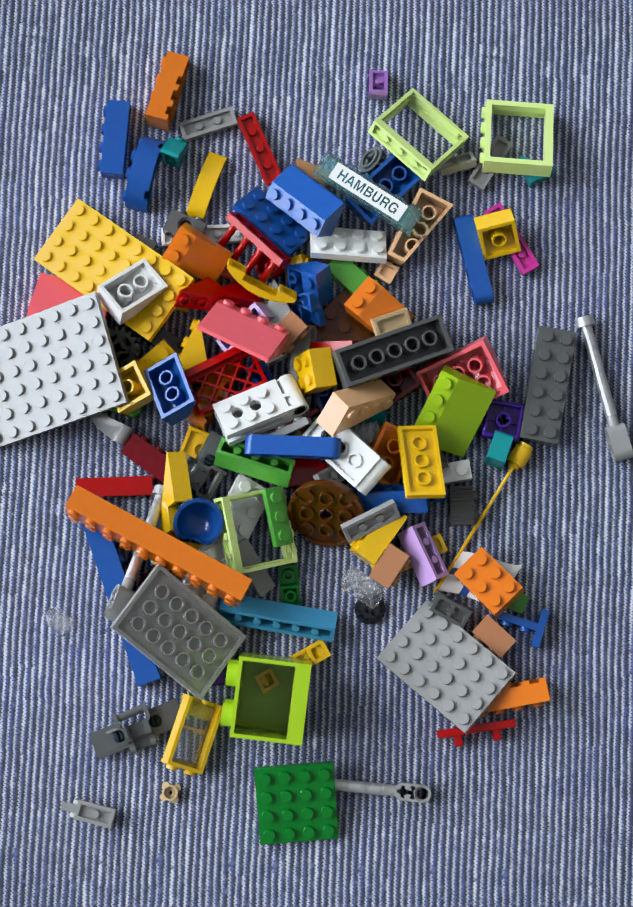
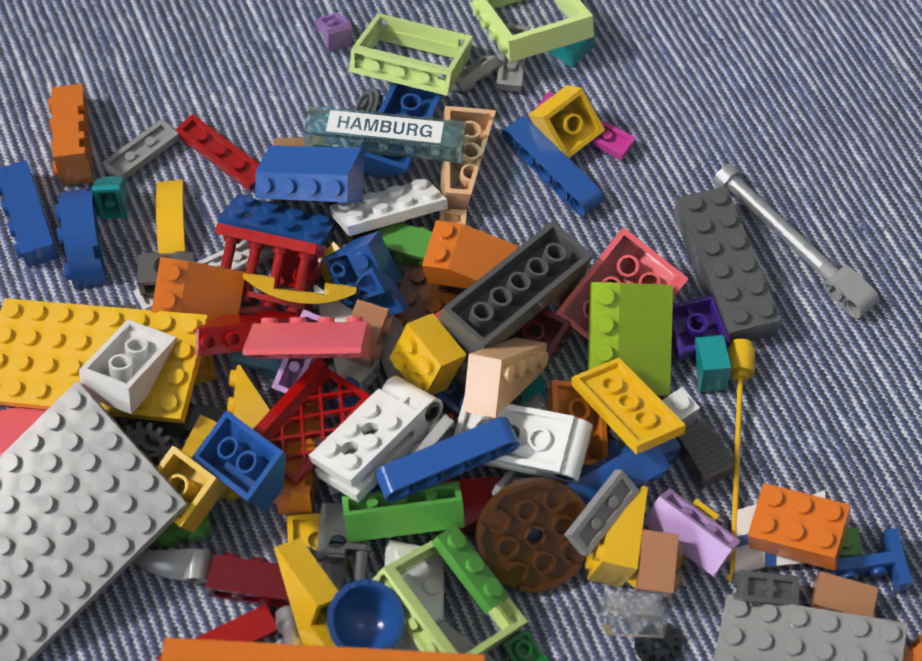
camera: 25 degrees left, 20 degrees down
(391, 321) = (491, 257): tan tile -> none

